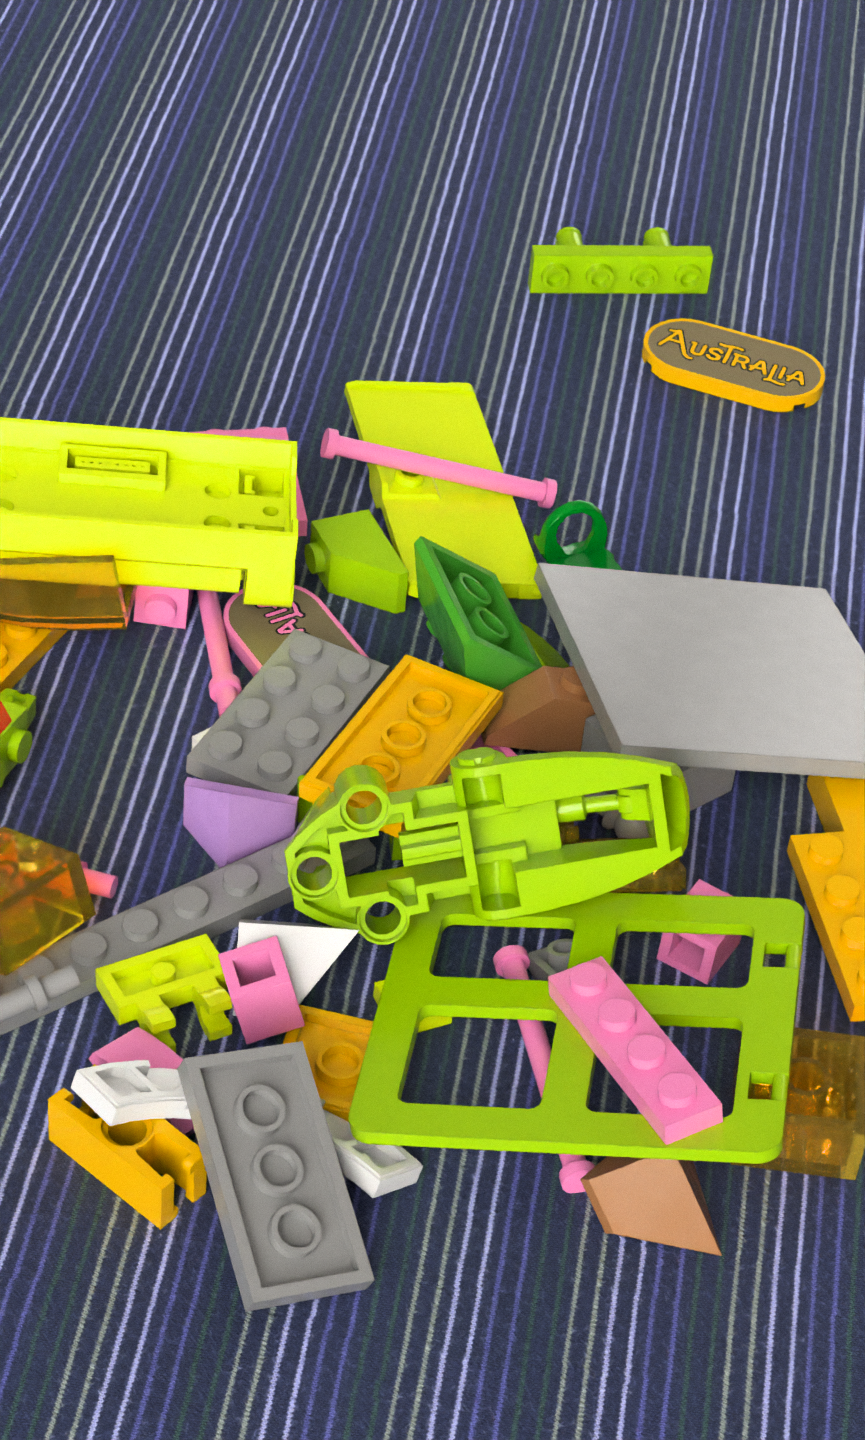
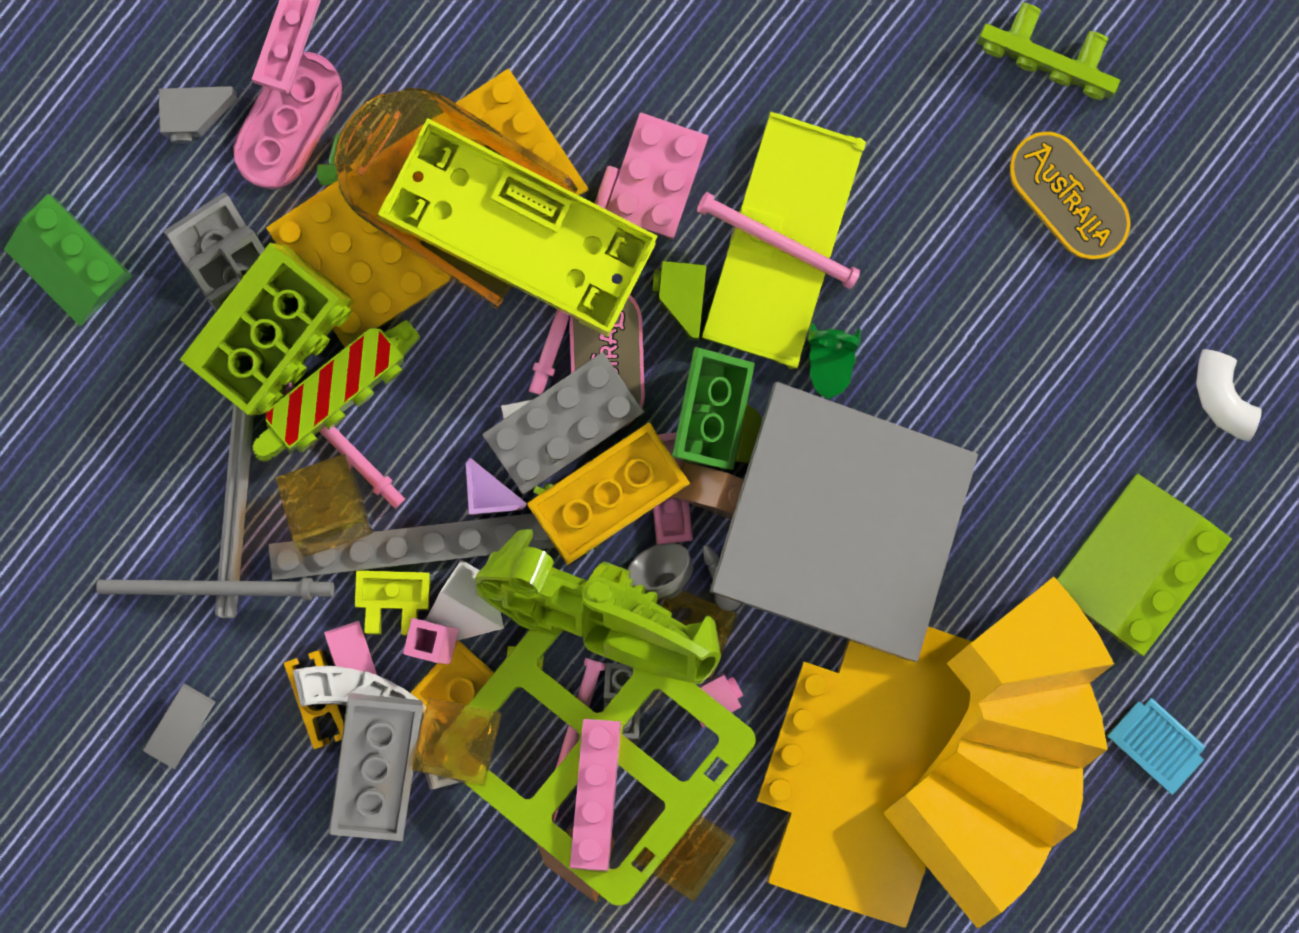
camera: 30 degrees right, 45 degrees up
(381, 1082) = (456, 741): none -> clear yellow plate

